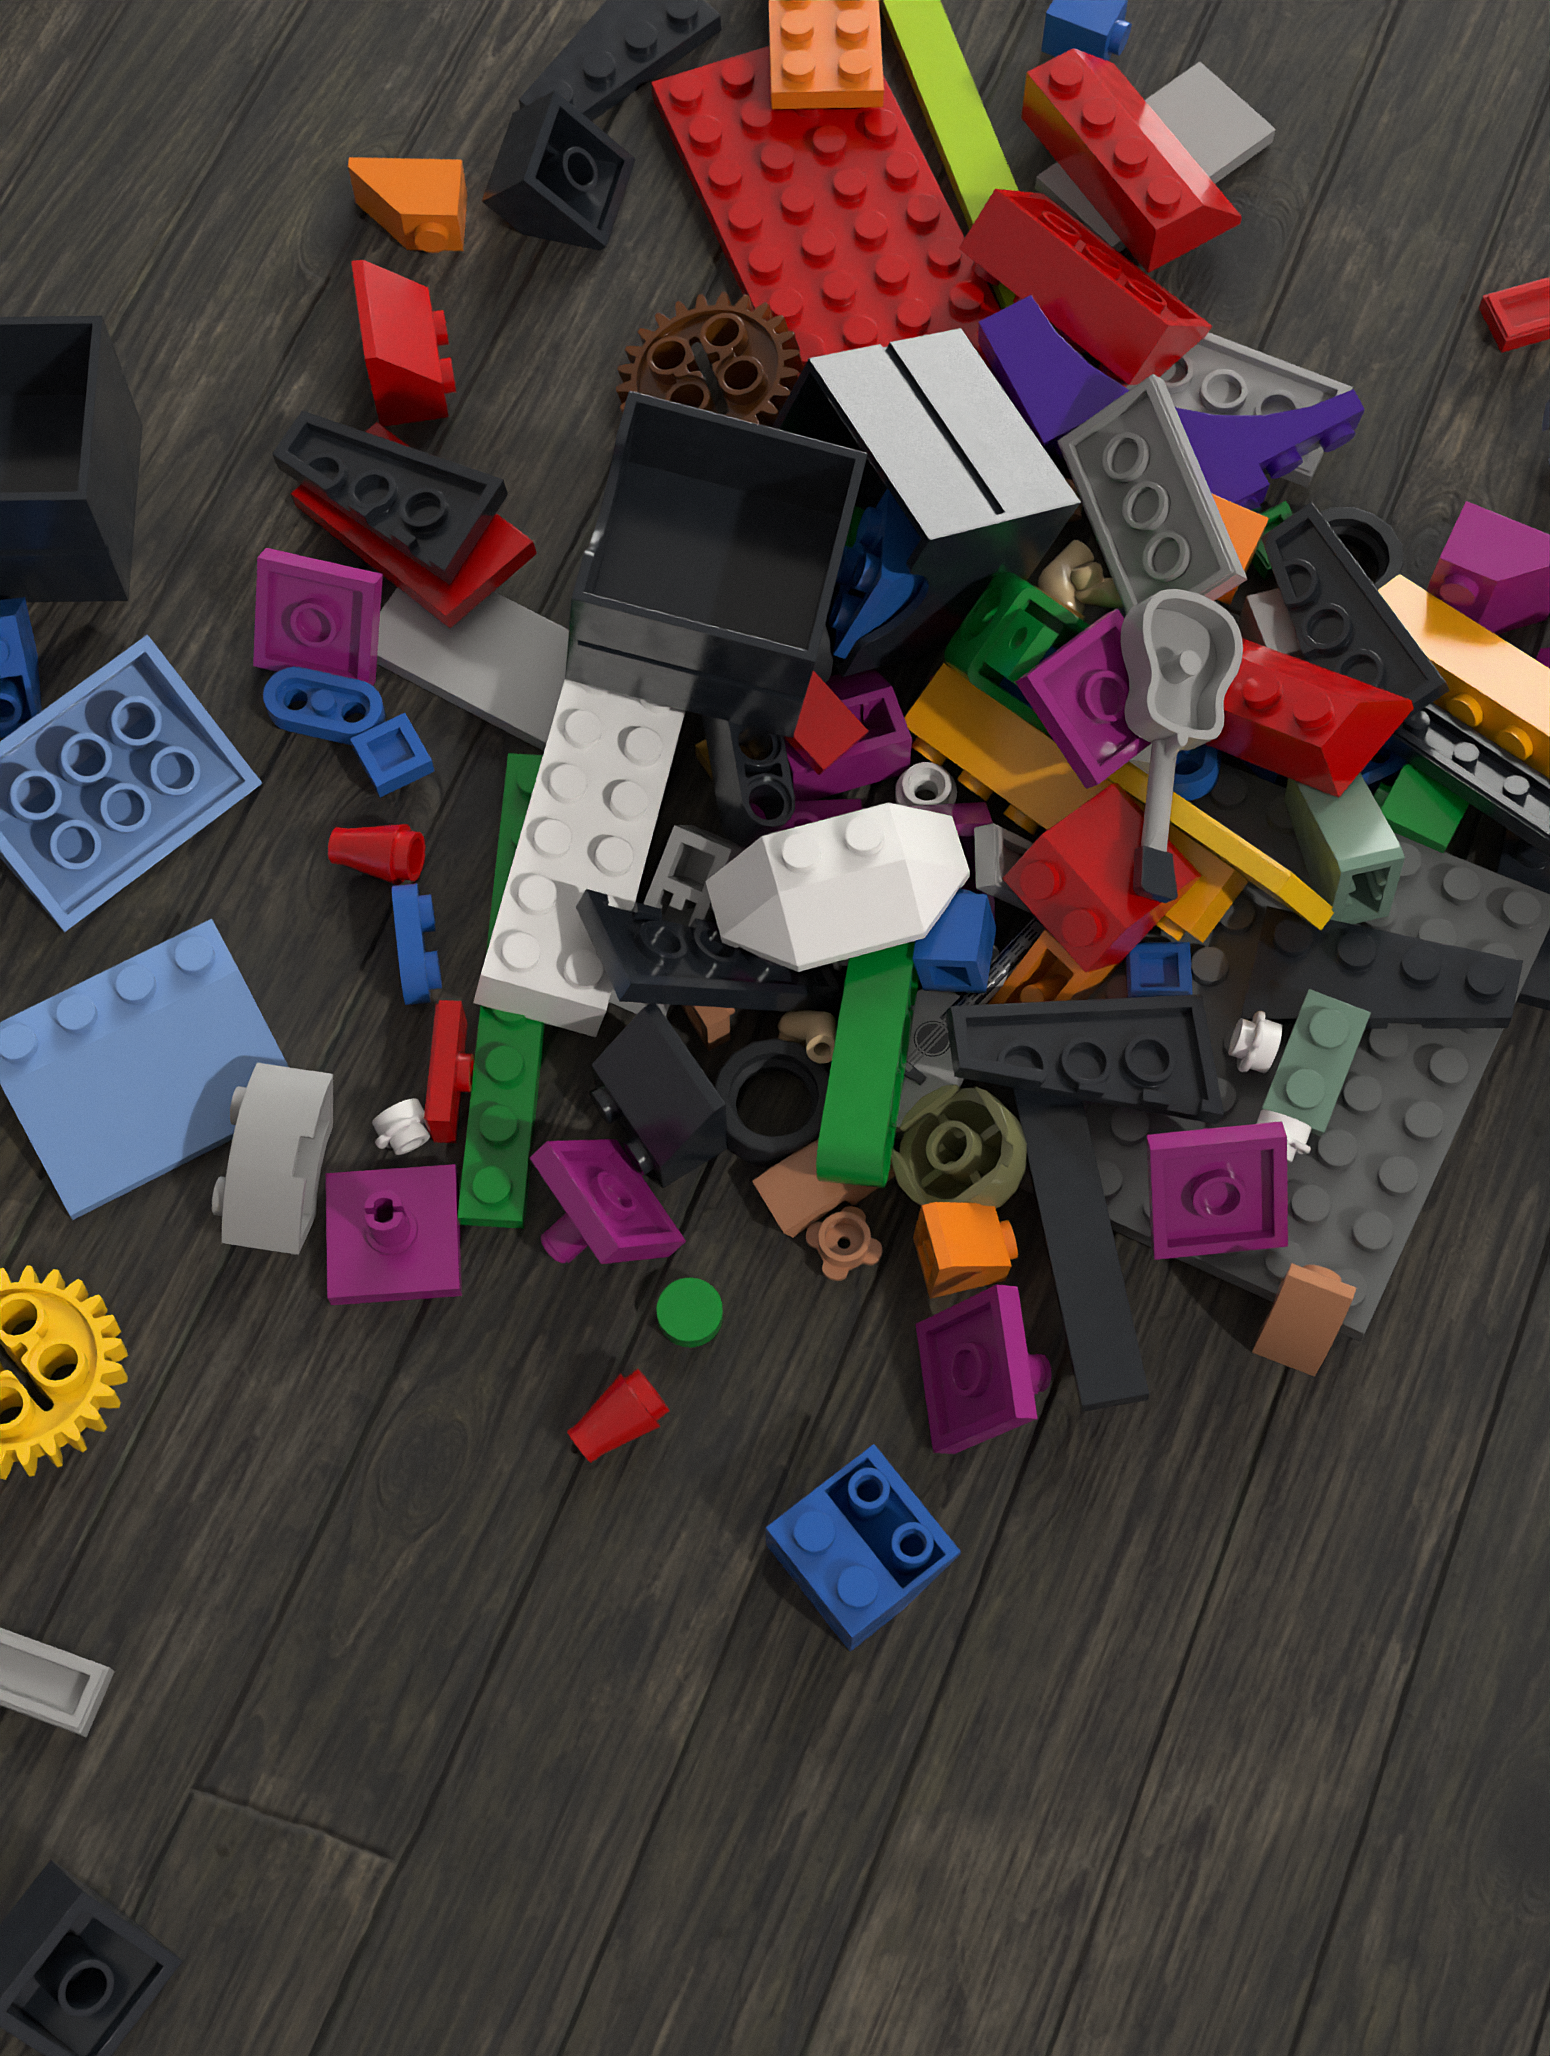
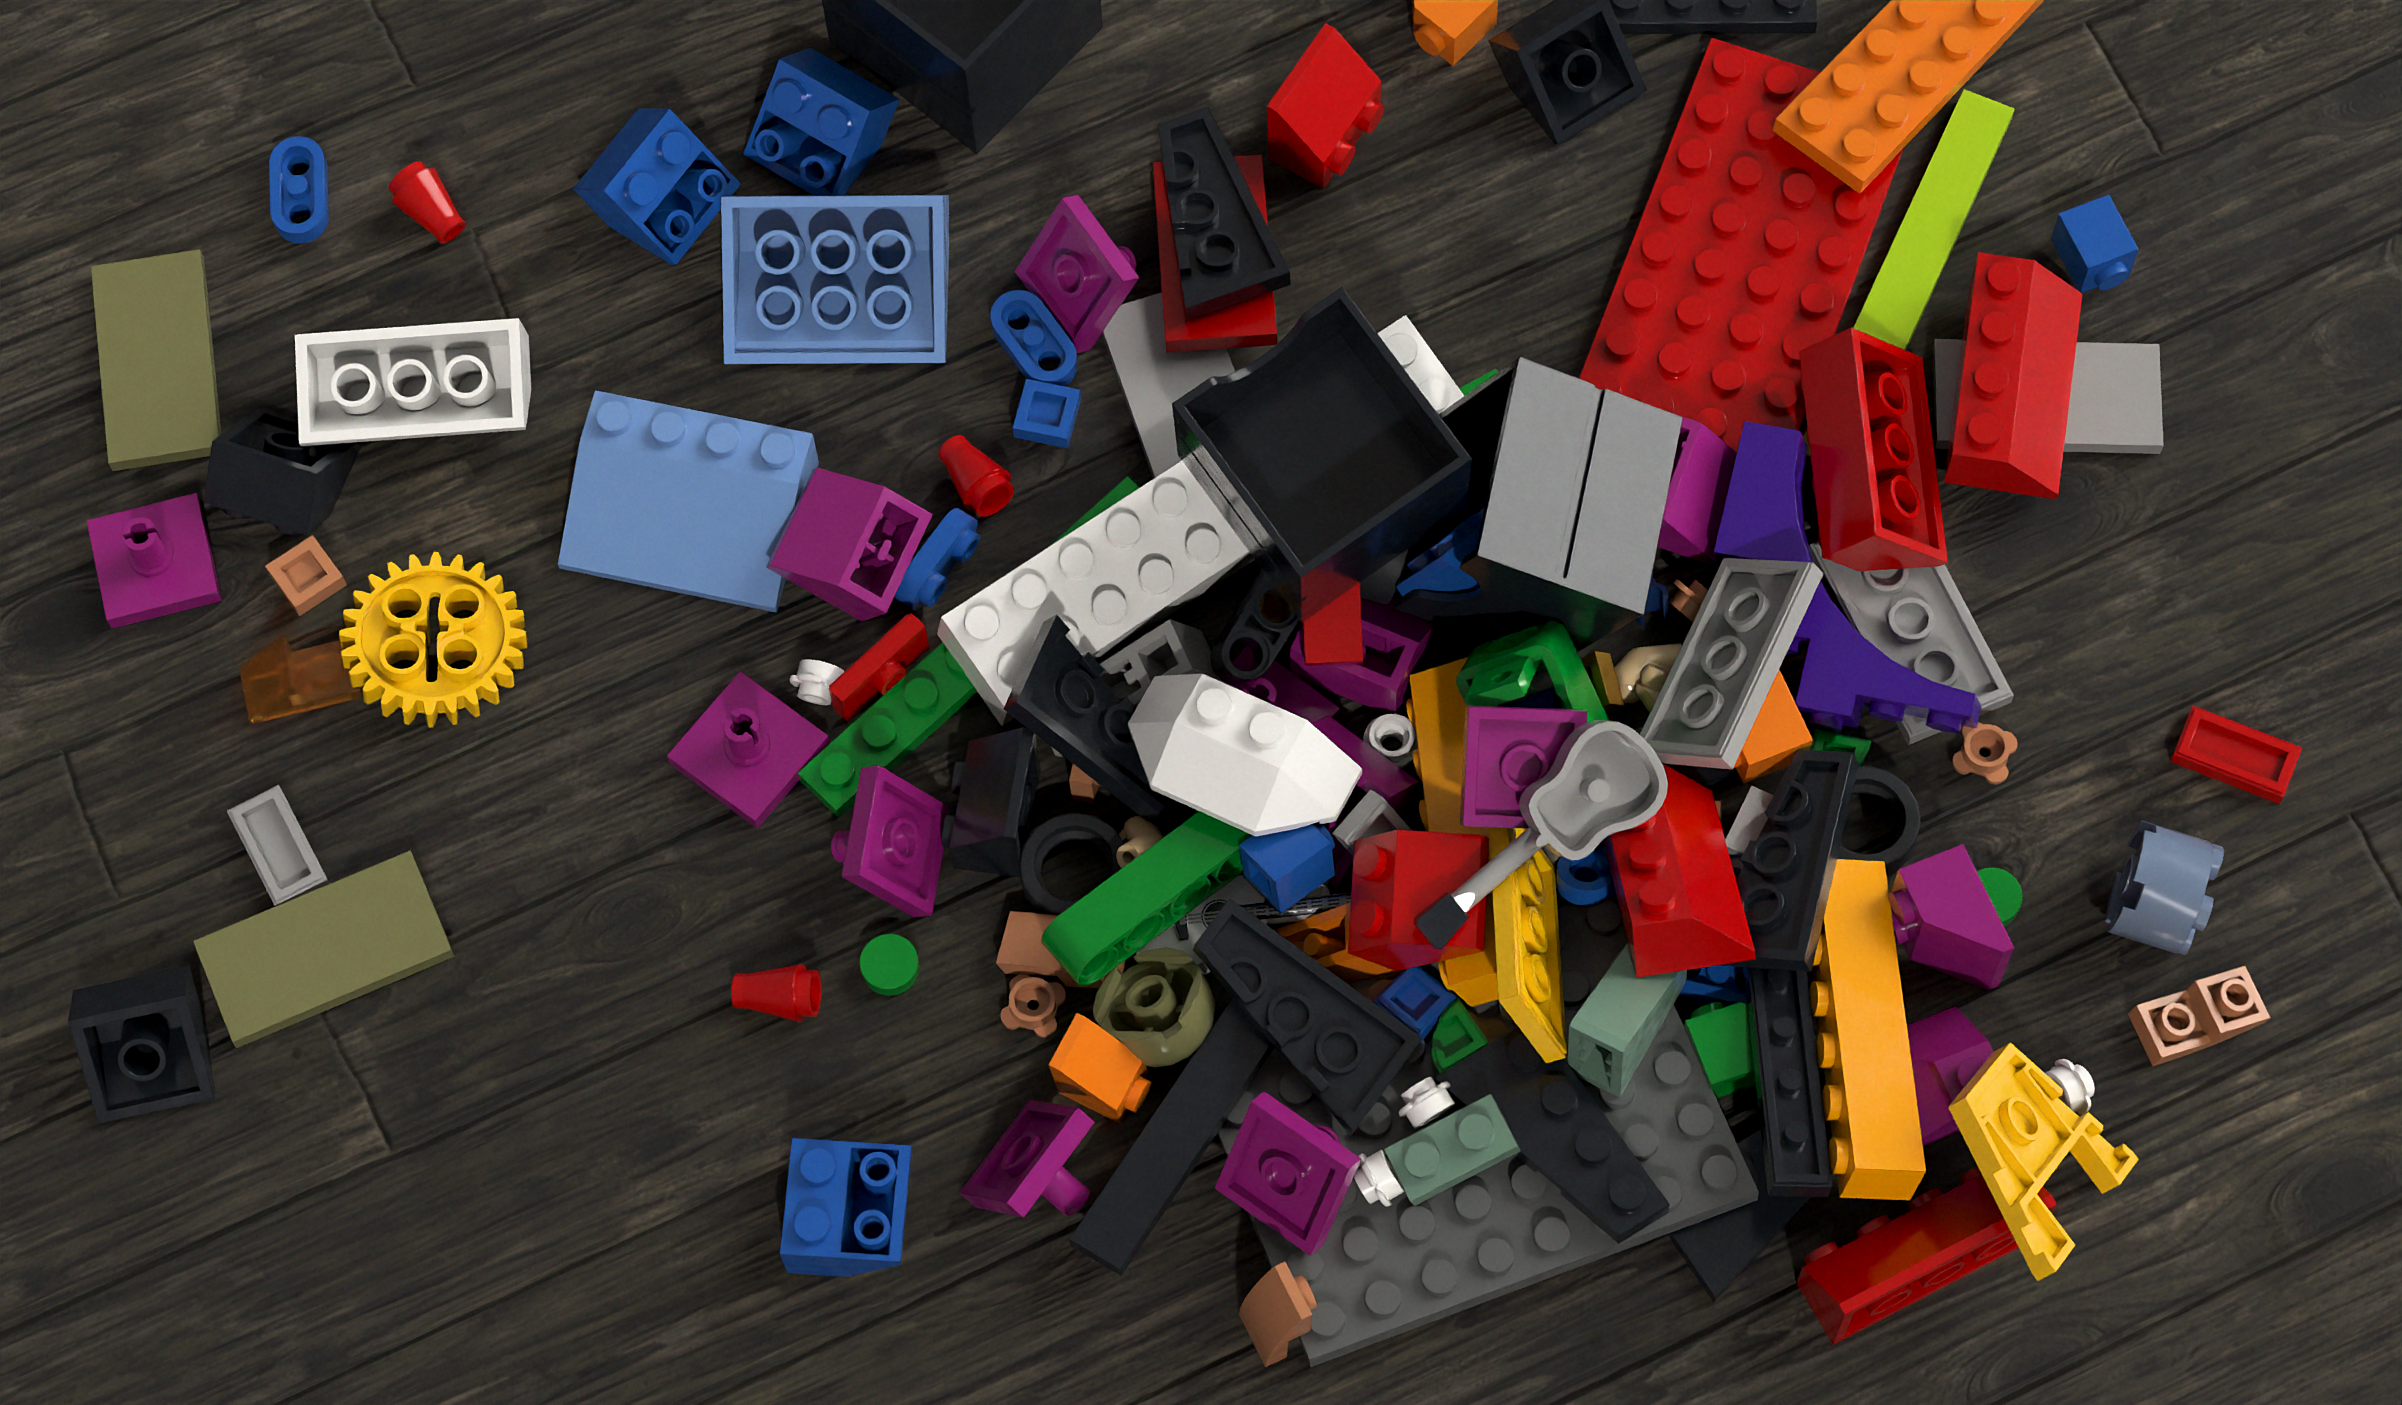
camera: 45 degrees right, 0 degrees up
(162, 1735) = (323, 949): none -> olive tile
(275, 1158) = (713, 633): light grey brick -> none
(329, 984) = (849, 542): none -> magenta slope
(747, 350) = (1487, 296): reddish brown gear -> none
(1221, 978) = (1455, 1038): none -> green tile
(1381, 433) = (1989, 737): none -> nougat plate

